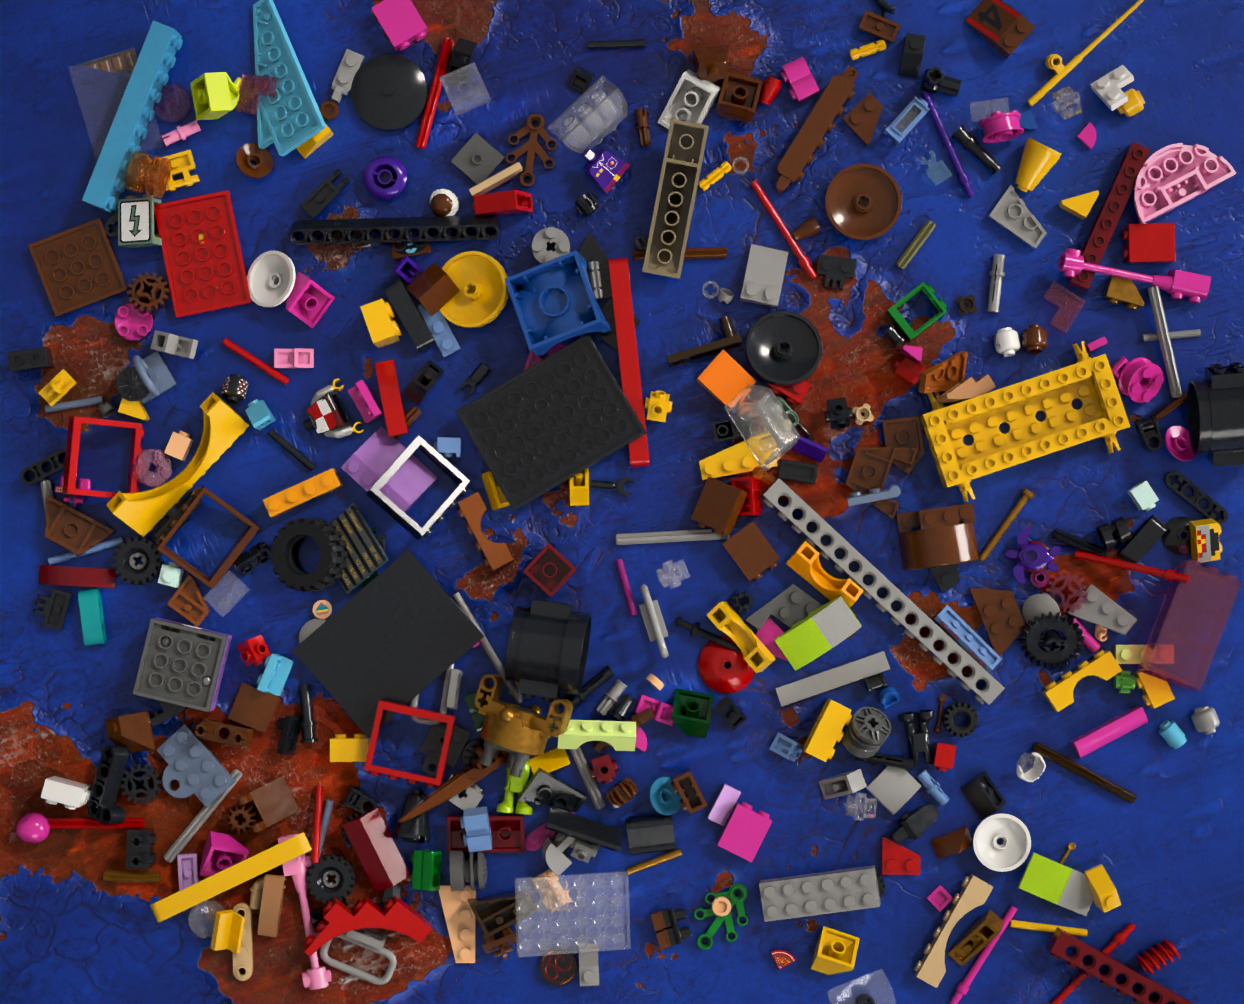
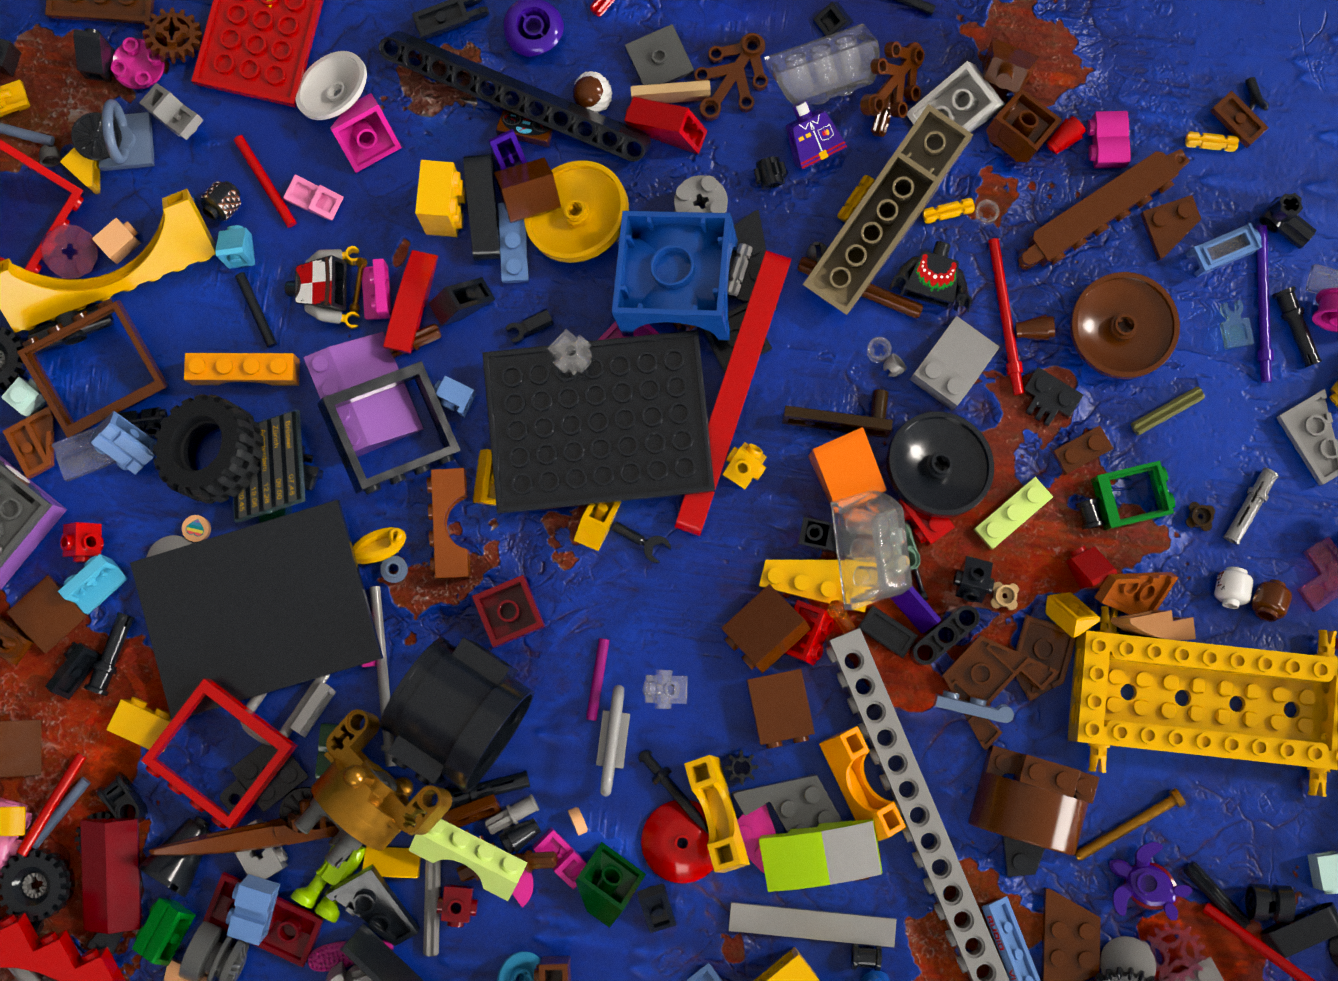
camera: 30 degrees right, 5 degrees down
(104, 330) = (93, 55): none -> black slope
(251, 575) = (123, 443): none -> medium blue brick
(347, 388) = (361, 264): none -> pearl gold hinge
(446, 565) = (379, 545): none -> yellow arm
(467, 572) = (400, 575): none -> sand blue plate
(507, 383) = (566, 344): none -> clear brick
(586, 706) = (473, 811): none -> reddish brown tile
(621, 792) = (466, 948): reddish brown gear -> none
(645, 84) = (912, 58): none -> reddish brown plant
(651, 195) = (855, 198): none -> yellow axle
(668, 536) = (682, 639): light grey axle -> none
(725, 227) = (934, 279): none -> black torso
(842, 451) = (956, 630): none -> black beam
(845, 357) = (1013, 513): none -> yellowish green plate
(871, 296) = (1082, 450): none -> reddish brown plate
(909, 407) = (1070, 613): none -> yellow slope
(912, 55) = (1266, 171): black slope -> none
(912, 352) = (1106, 543): dark pink slope -> none
(1033, 578) = (1136, 920): magenta plate -> none

